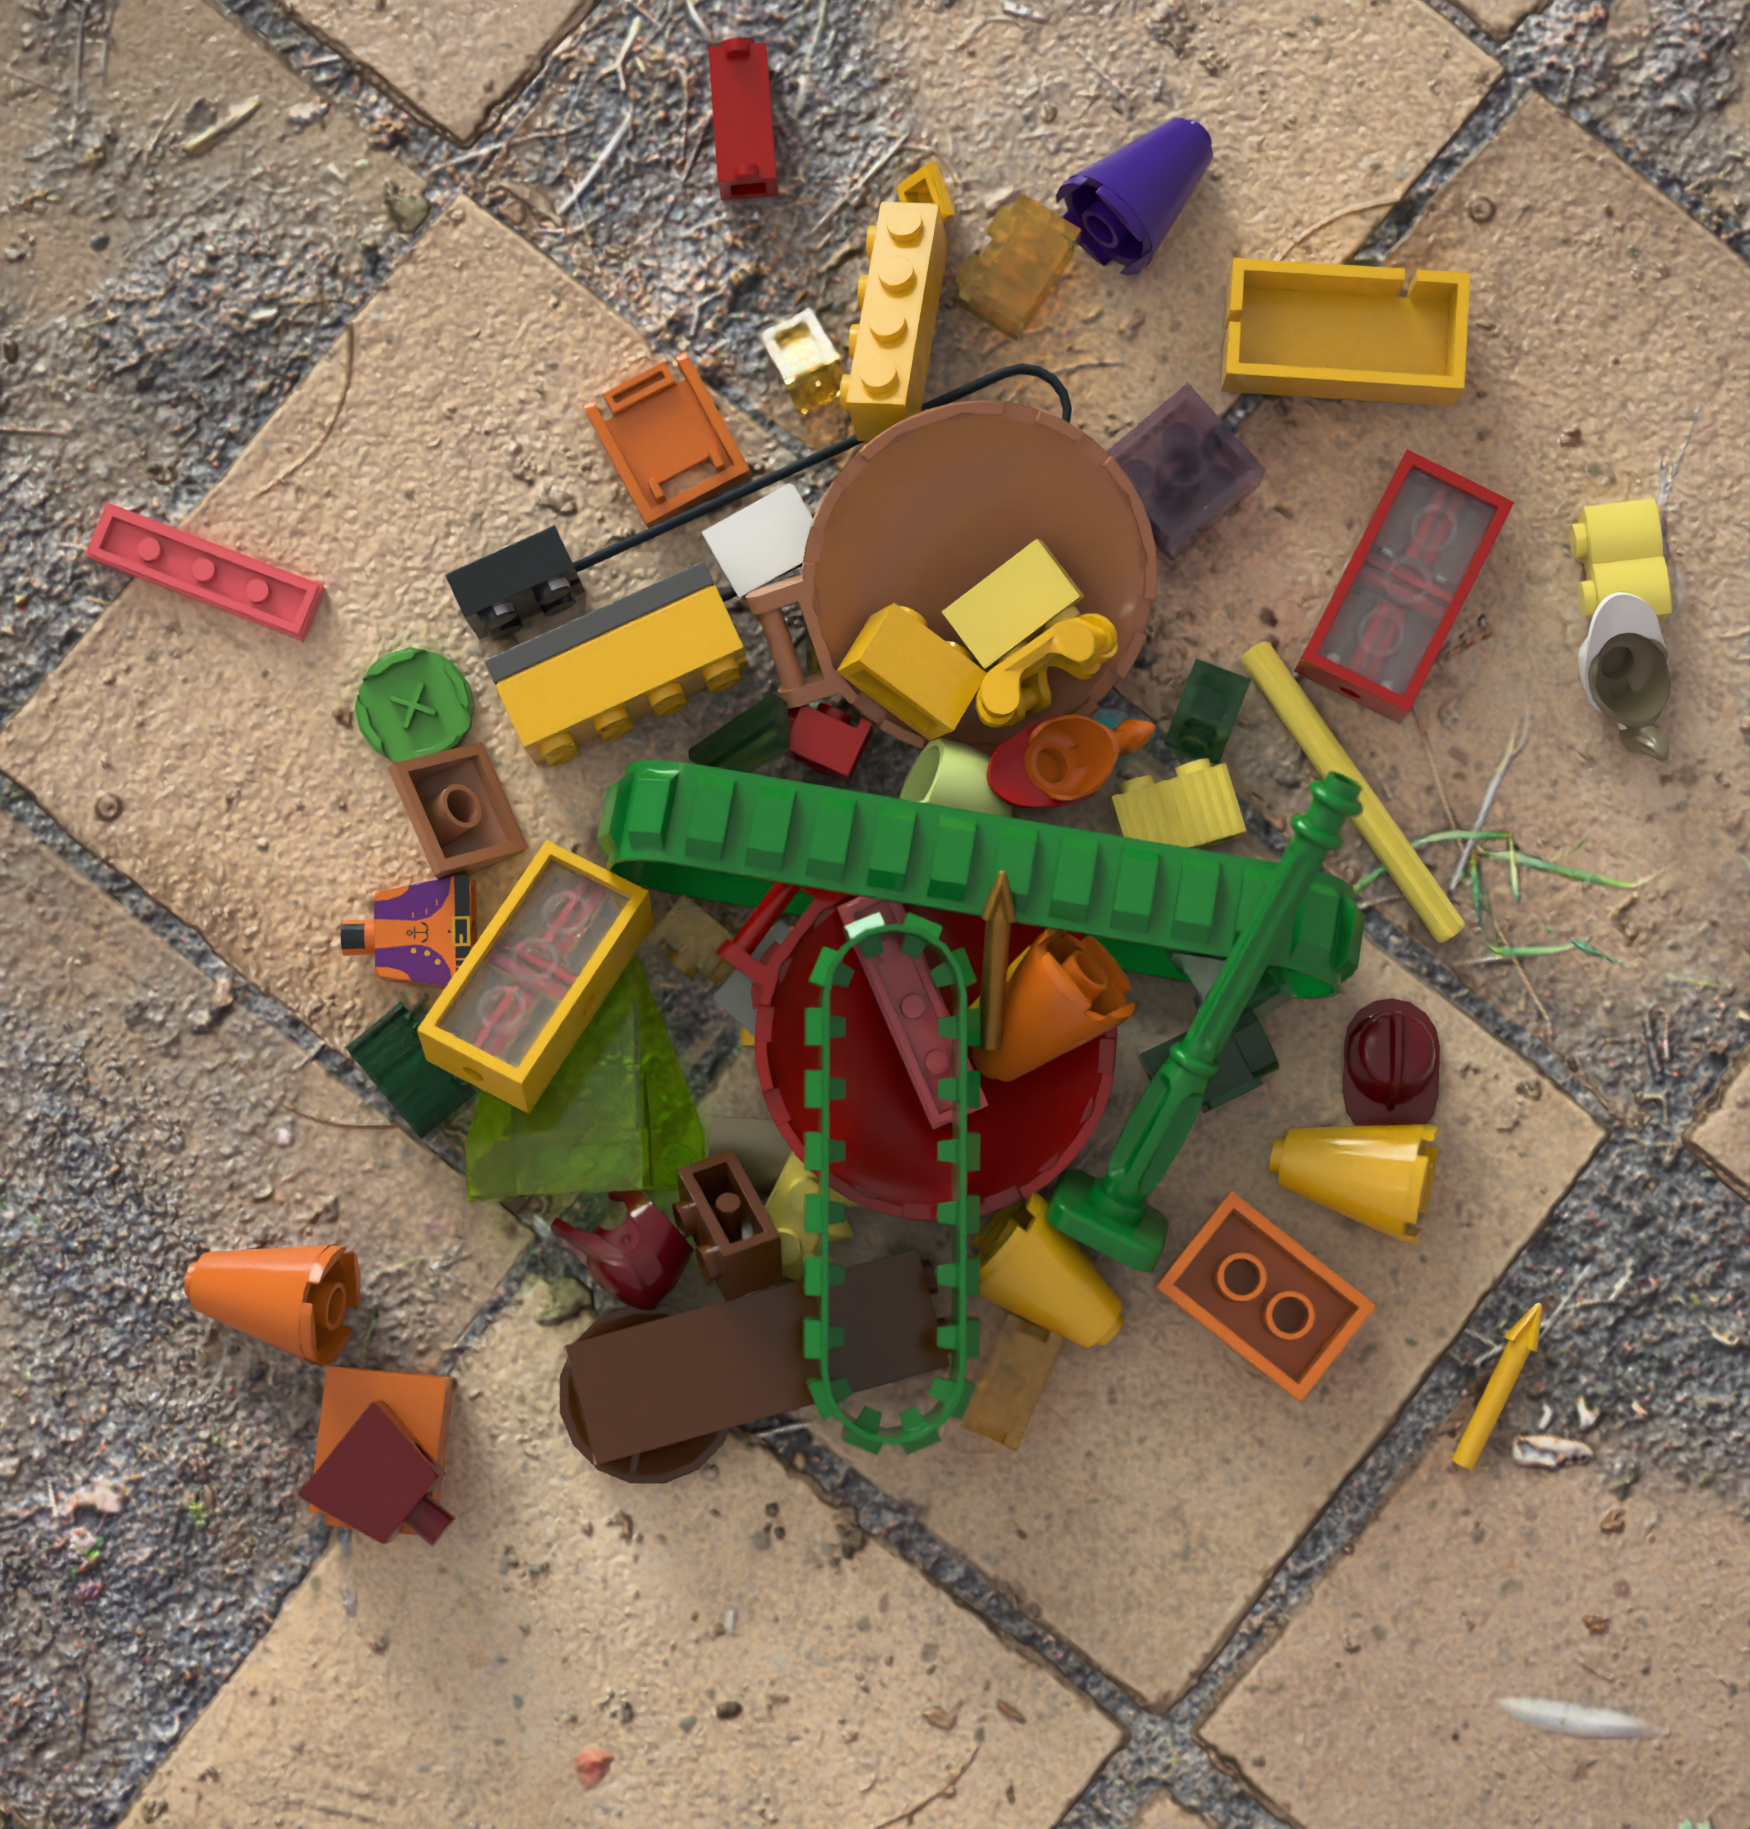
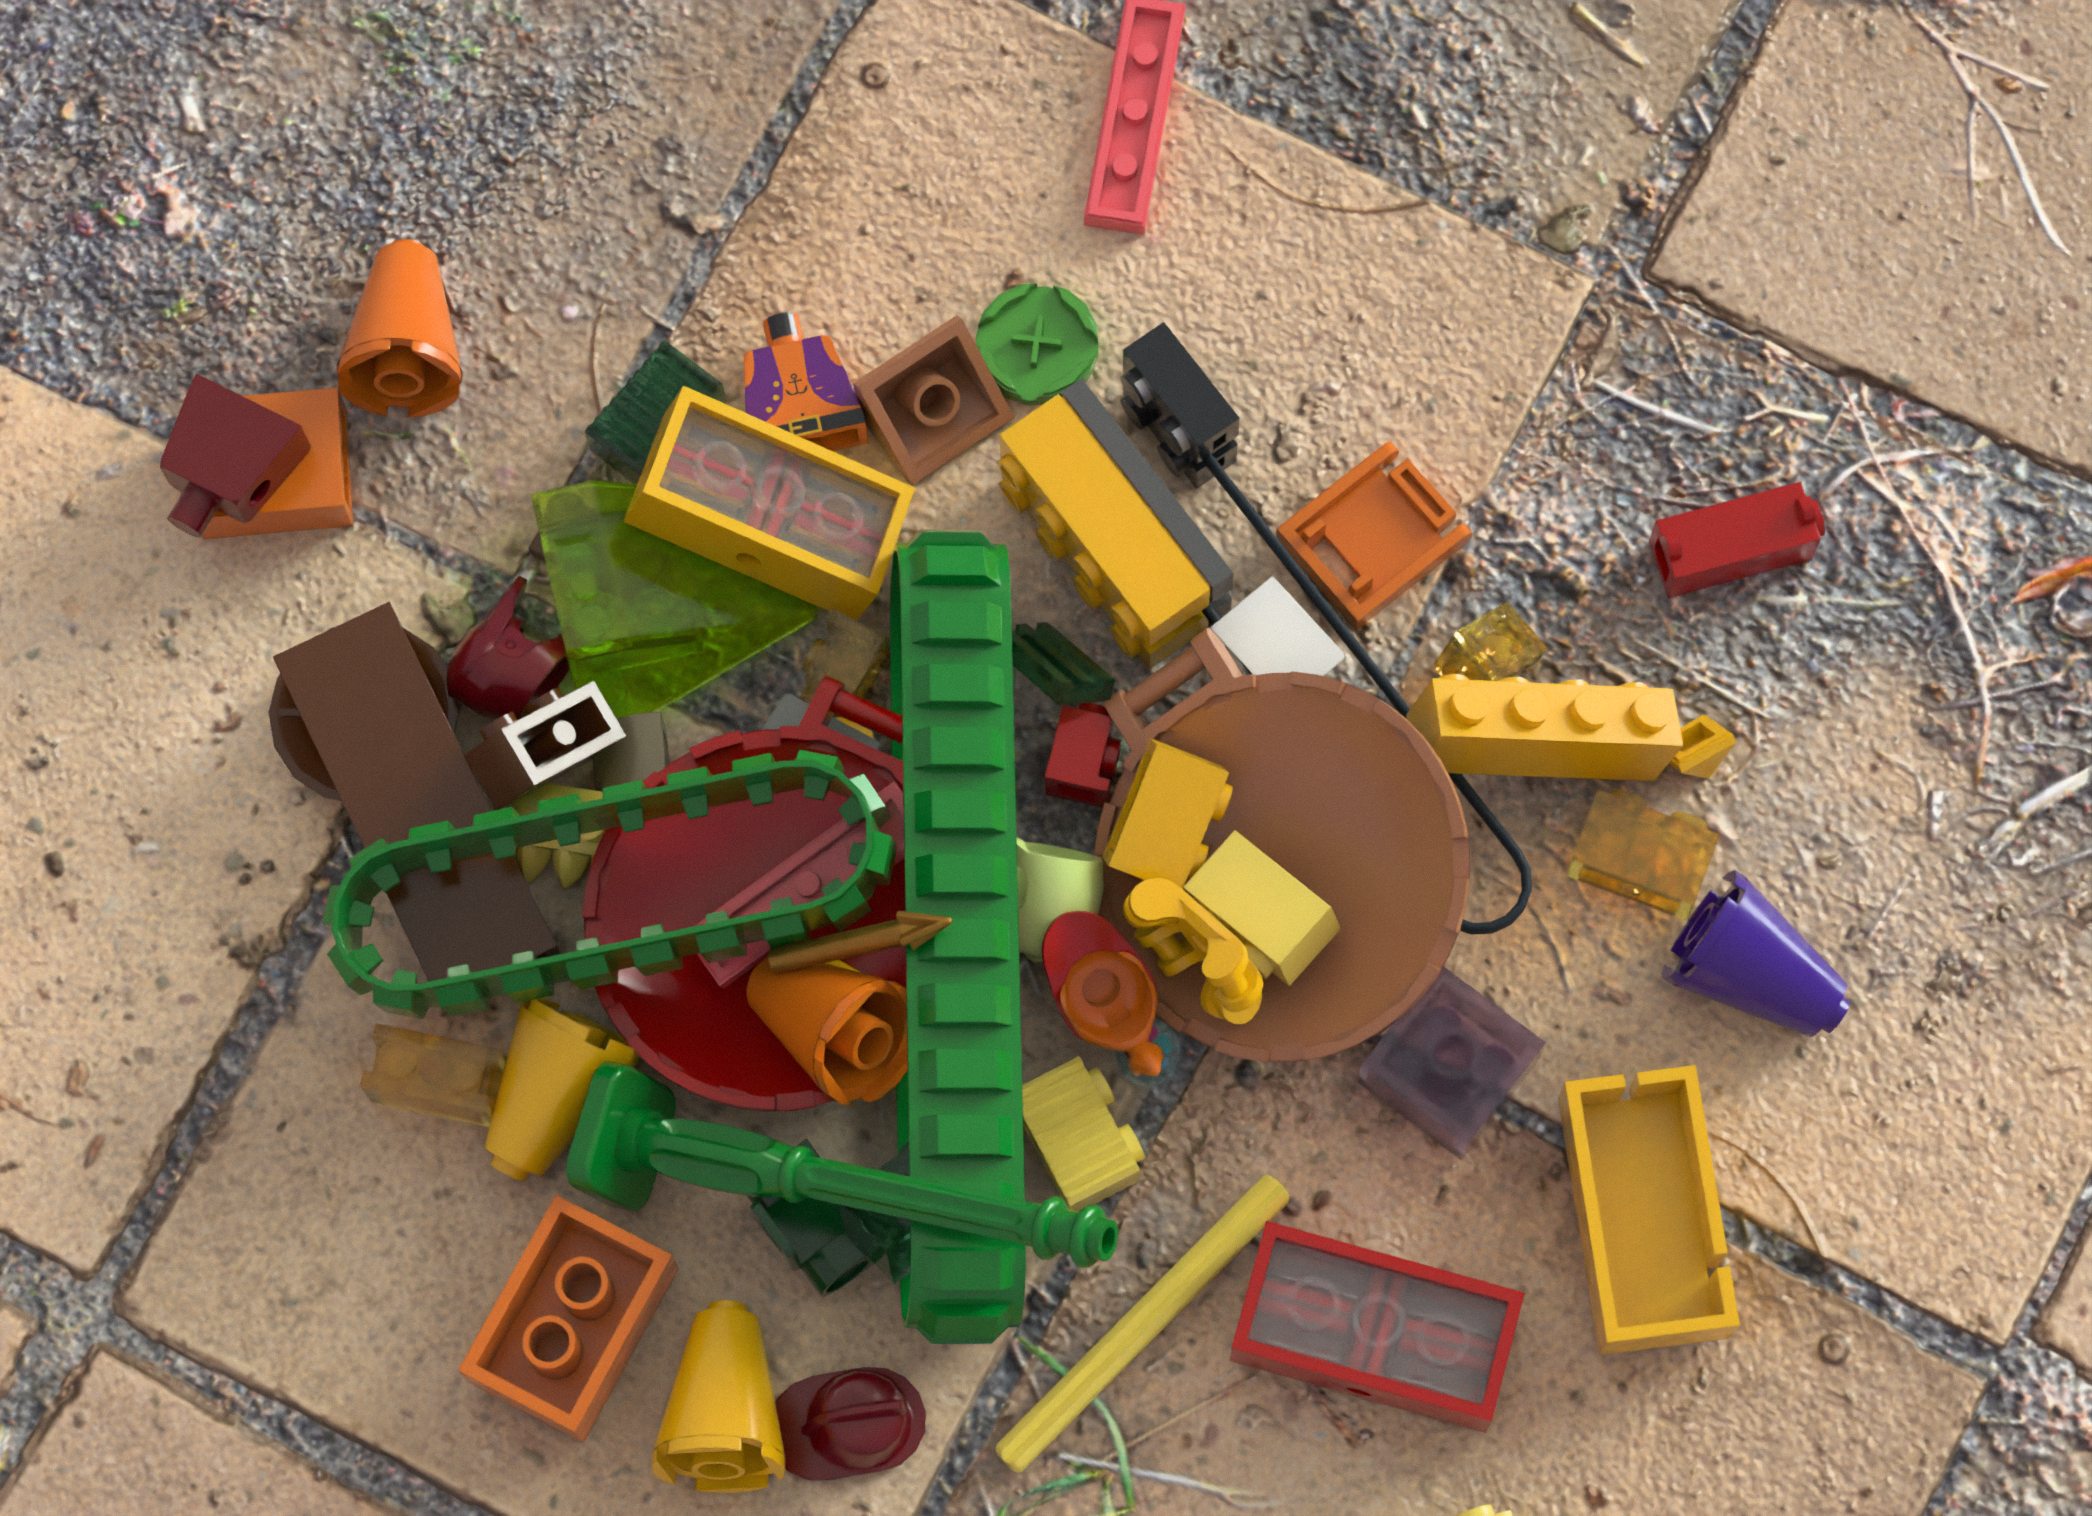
camera: 75 degrees right, 10 degrees down
(1206, 712) = (1198, 1146): clear green bracket -> none

